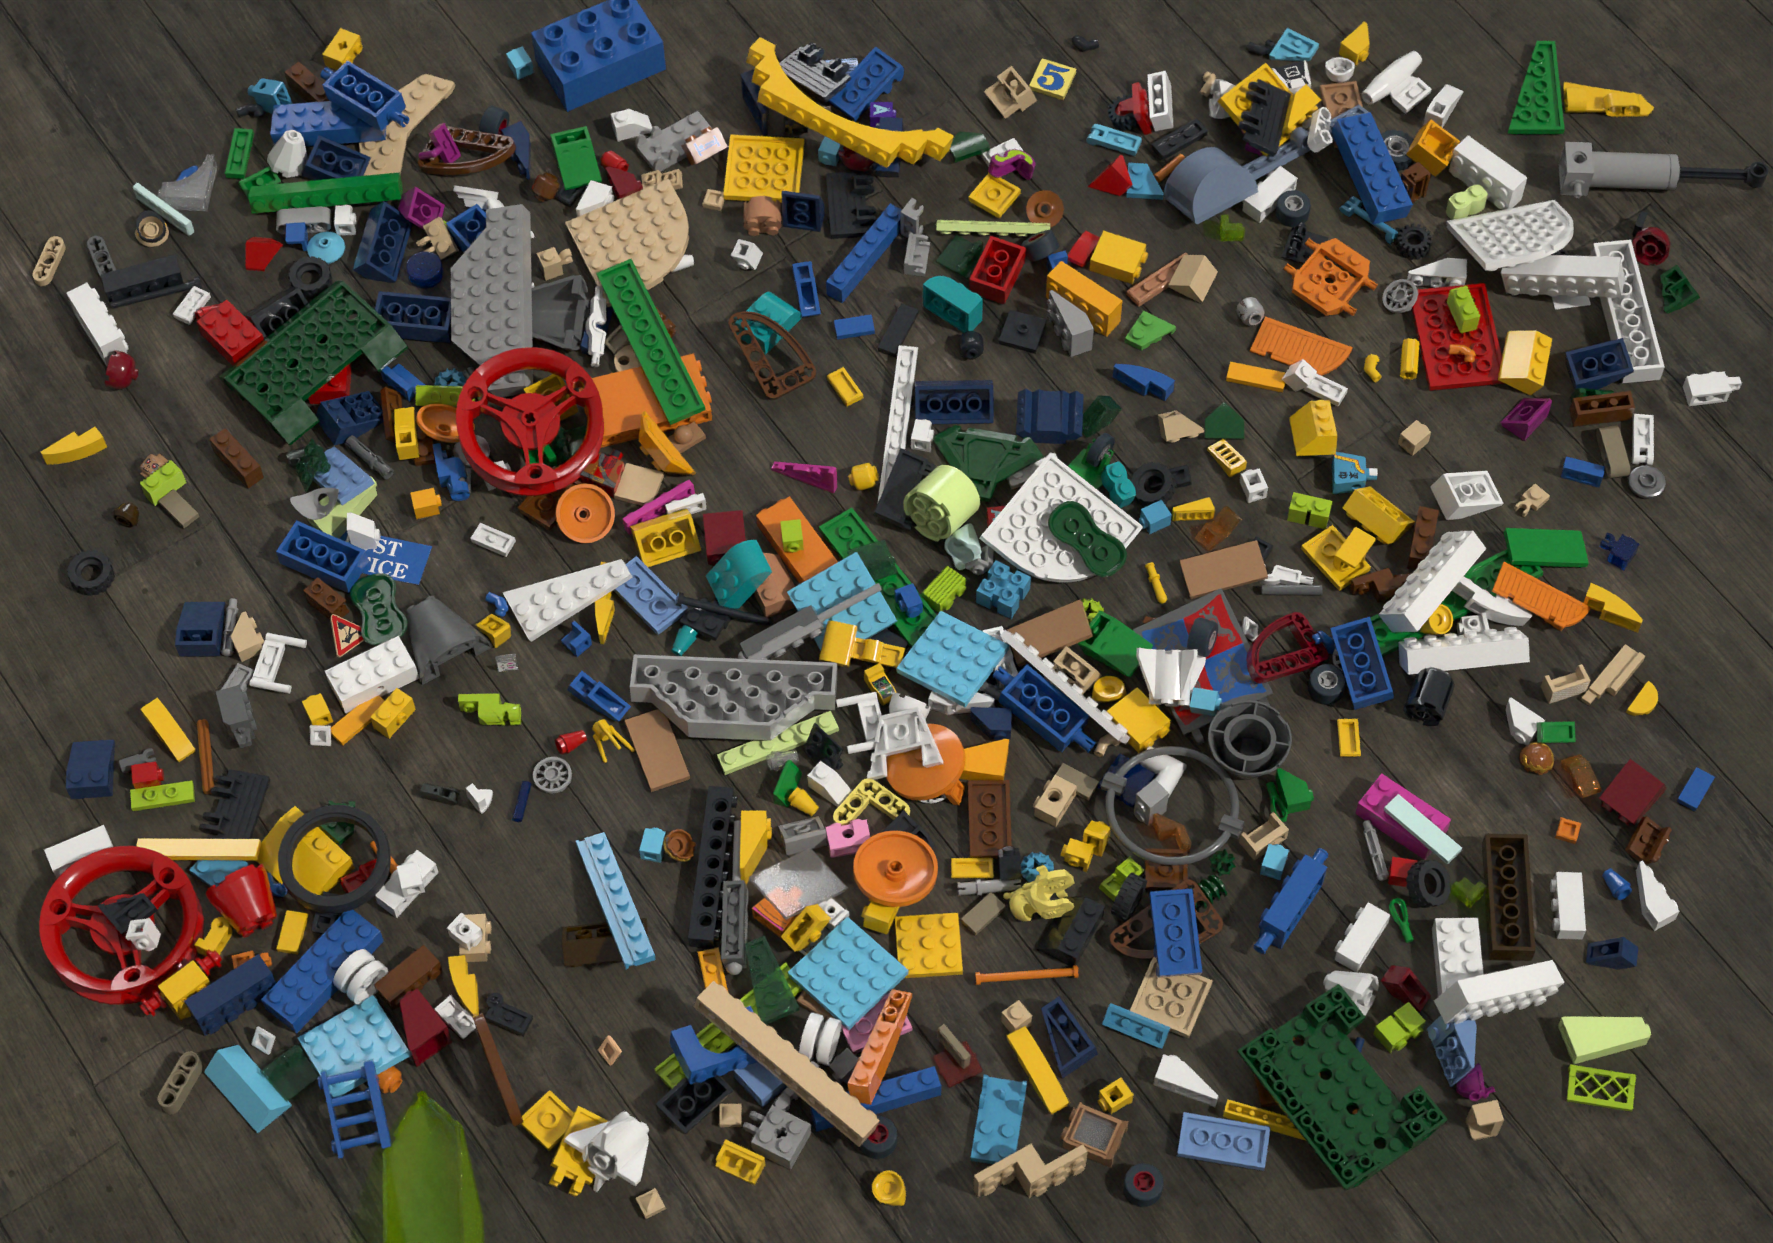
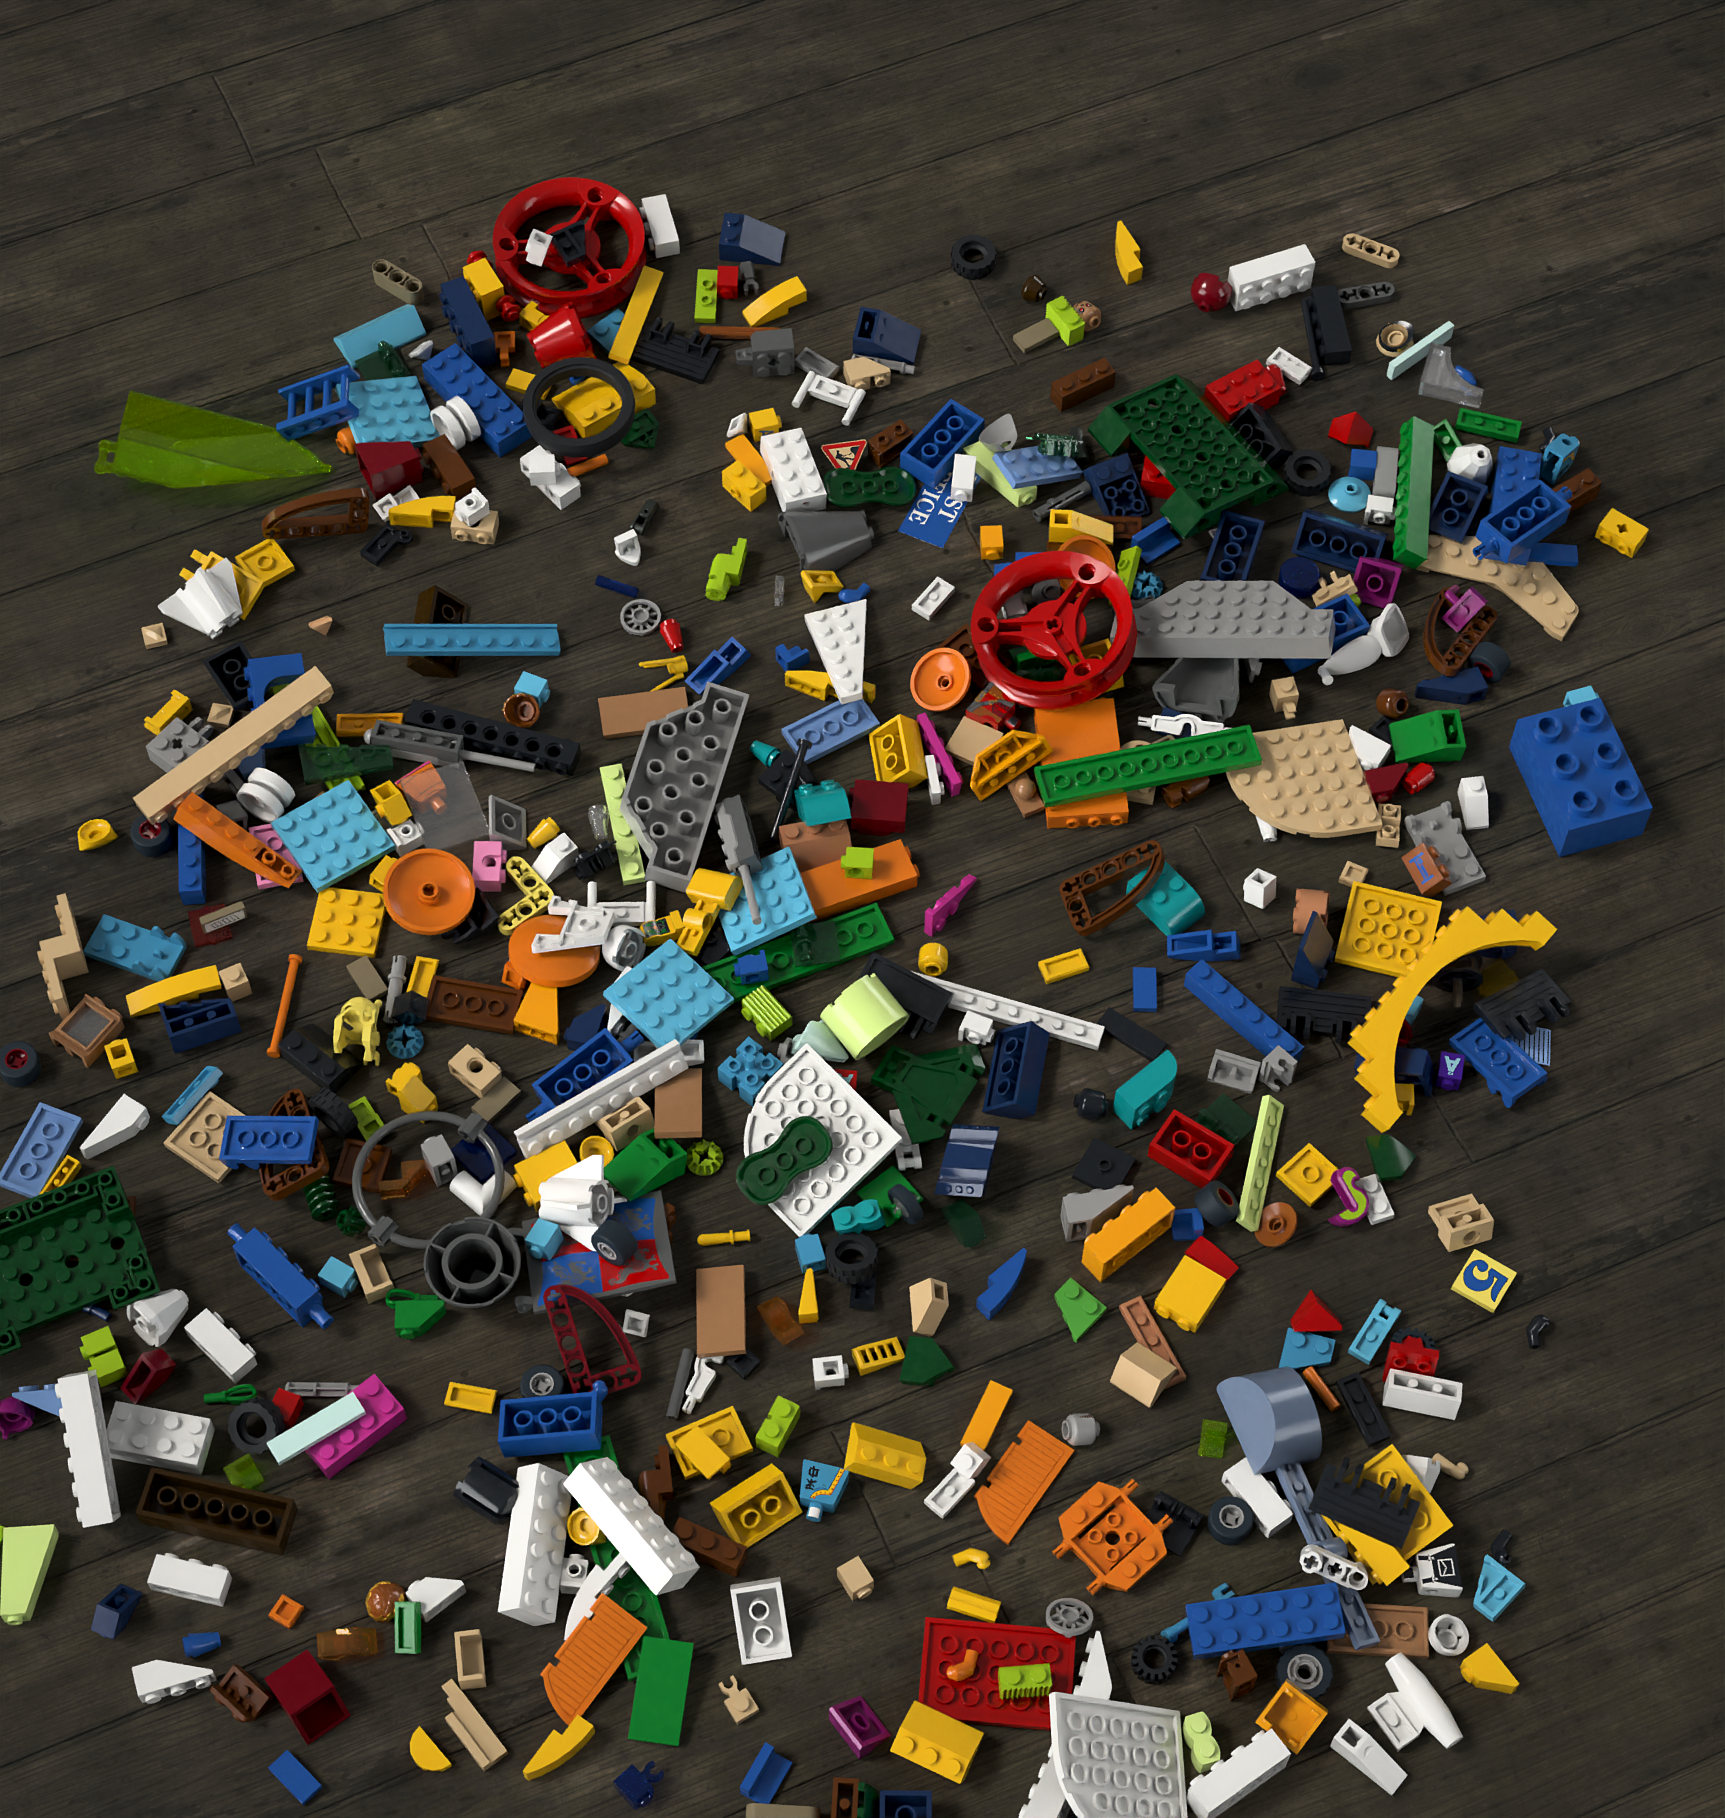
camera: 100 degrees right, 0 degrees up
(754, 839) = (502, 770): yellow slope -> none
(786, 784) = (570, 821): green slope -> none

